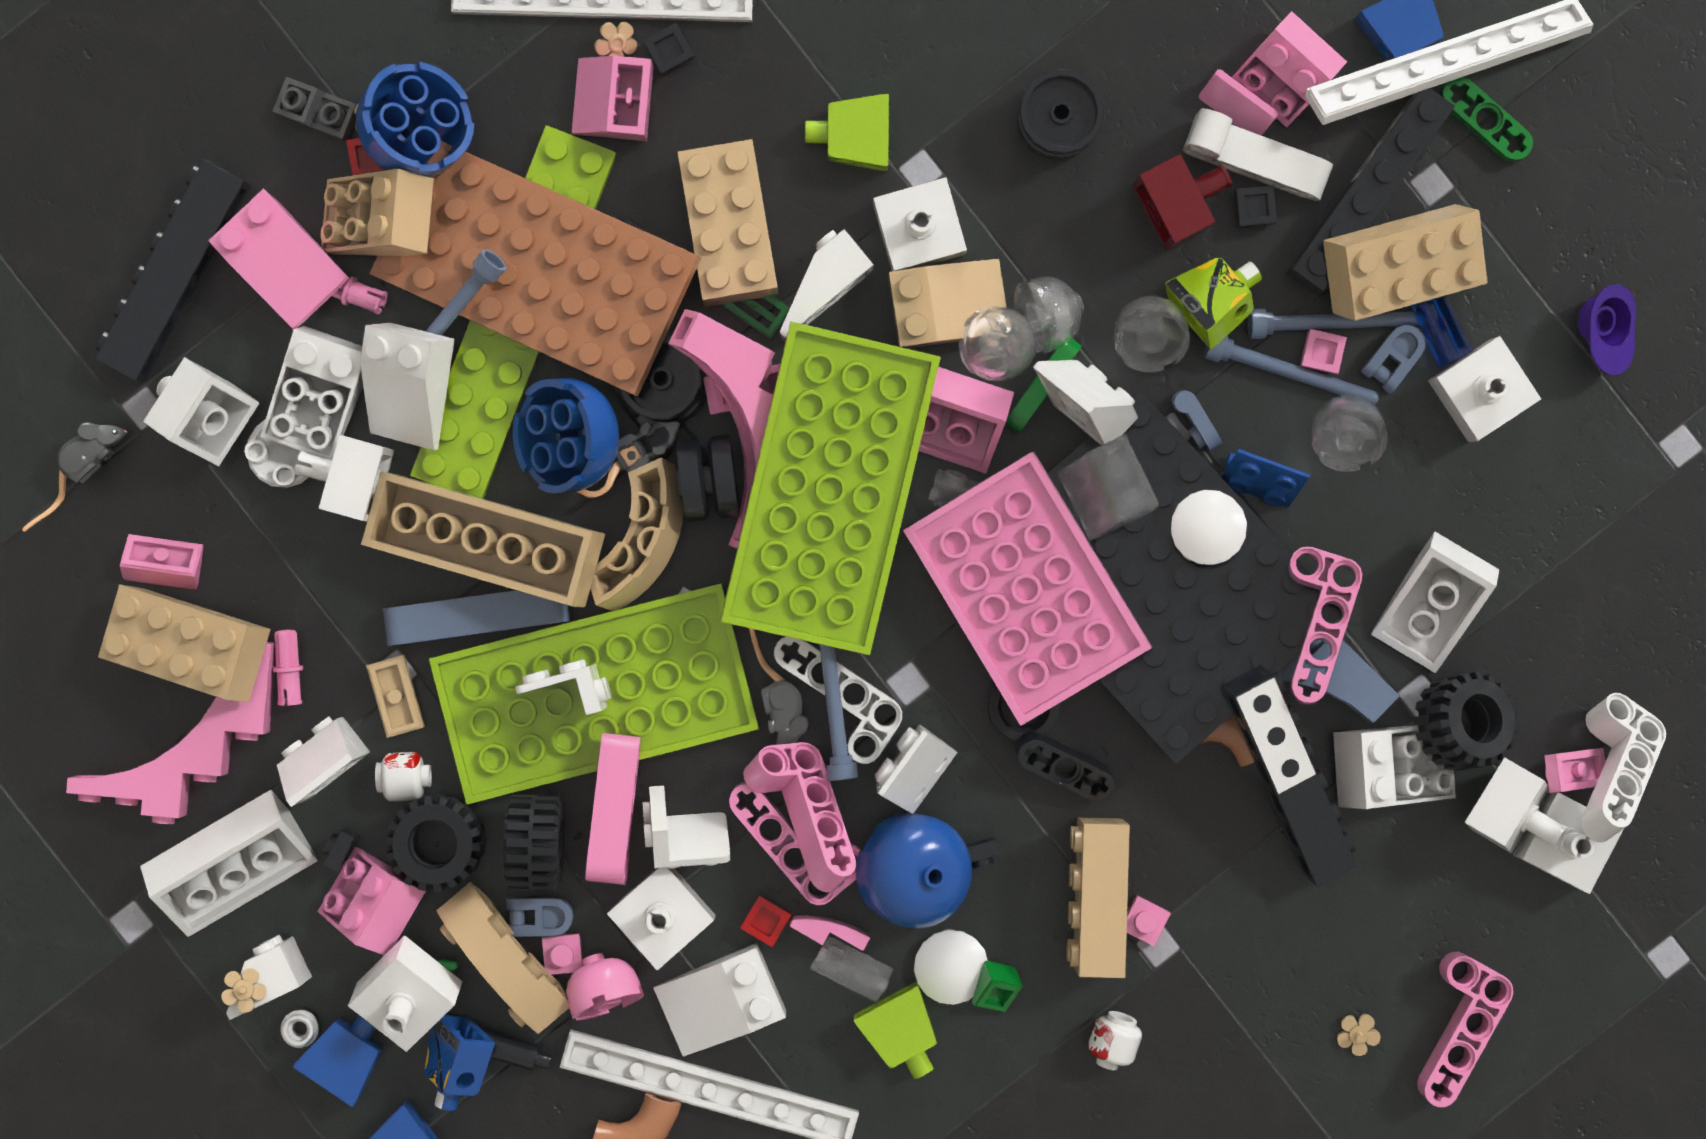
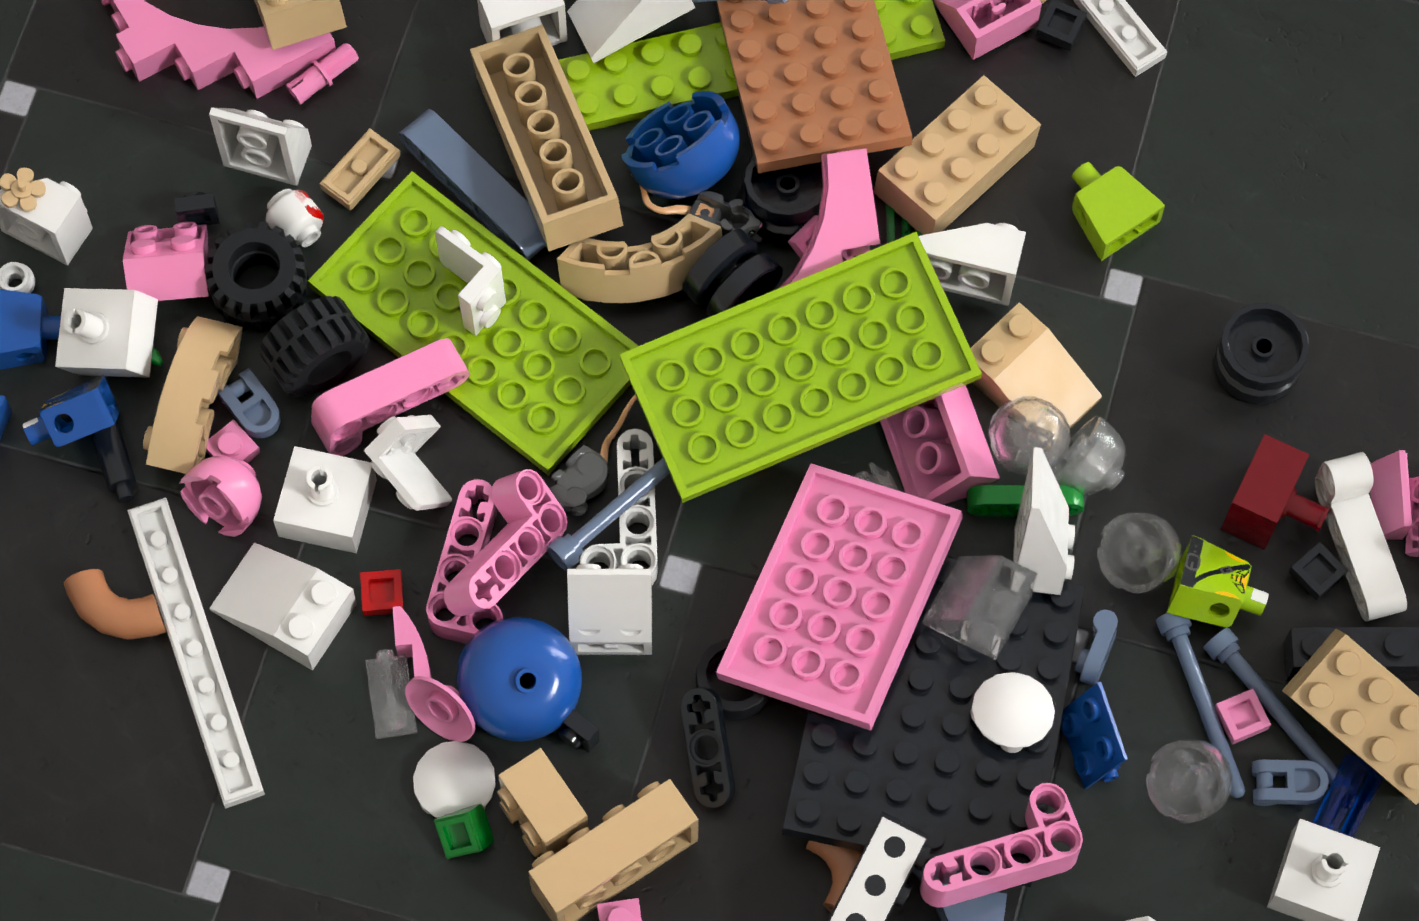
camera: 60 degrees right, 20 degrees down
(227, 863) = (120, 133): white slope -> none
(895, 942) = (440, 708): none -> bright pink dish
(900, 1029) = (366, 772): lime torso -> none
(919, 225) = (1080, 306): white brick -> none
(1026, 923) = (541, 804): none -> tan brick

